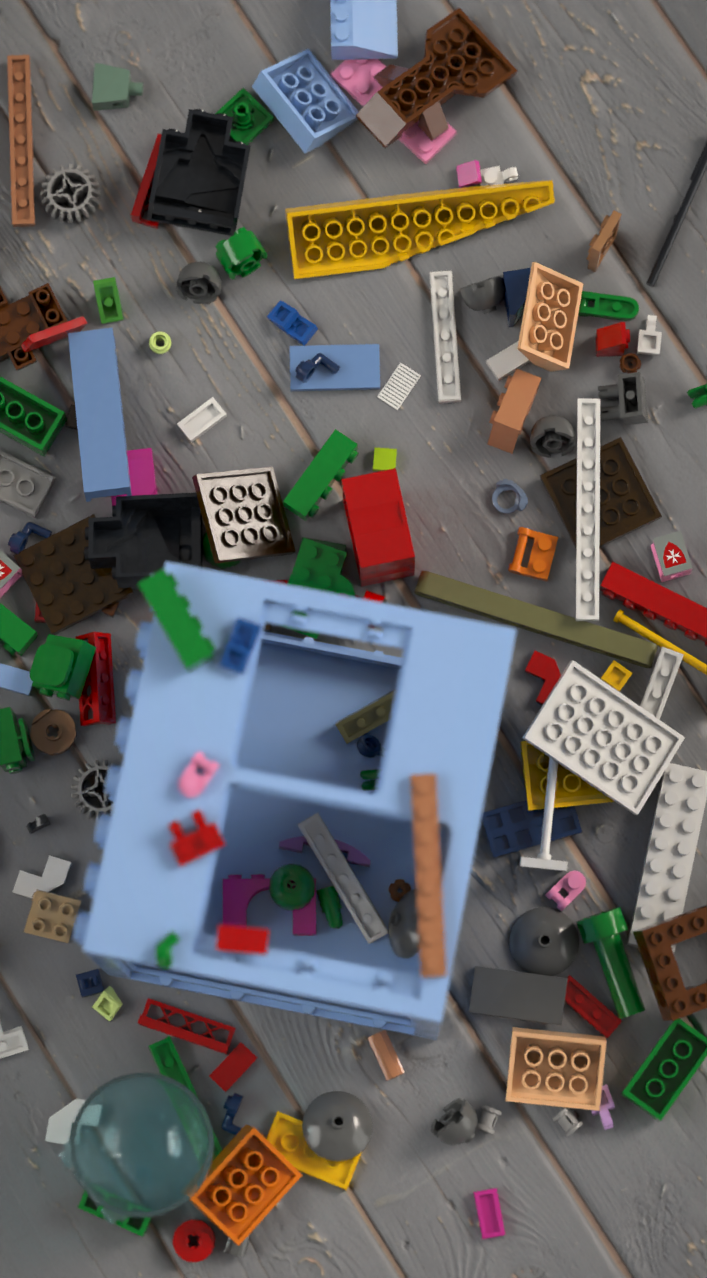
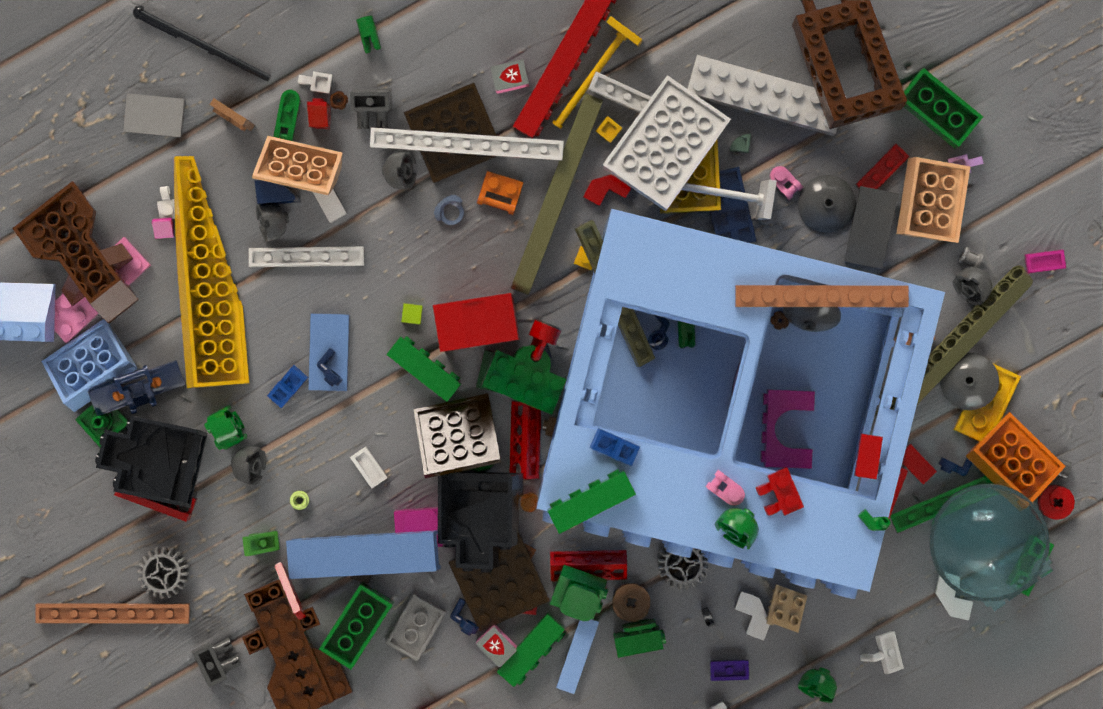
camera: 90 degrees left, 10 degrees up
(113, 87) = (69, 532): sand green torso -> none
(154, 789) = (739, 527): none -> green cylinder
(276, 156) = (138, 393): none -> dark blue piece
(292, 898) = (768, 404): green cylinder -> none
(331, 906) = (790, 377): green hinge -> none
(343, 878) = (775, 363): white tile -> none
(378, 1103) = (973, 328): none -> olive beam
(399, 386) = (347, 298): white sticker -> none
(513, 410) = (375, 201): nougat wedge -> none
(567, 1121) = (980, 191): light grey bush -> none
(598, 158) = (154, 115): none -> light grey tile
(604, 932) = (823, 153): green piece -> none
(609, 835) = (741, 144): none -> sand green tile

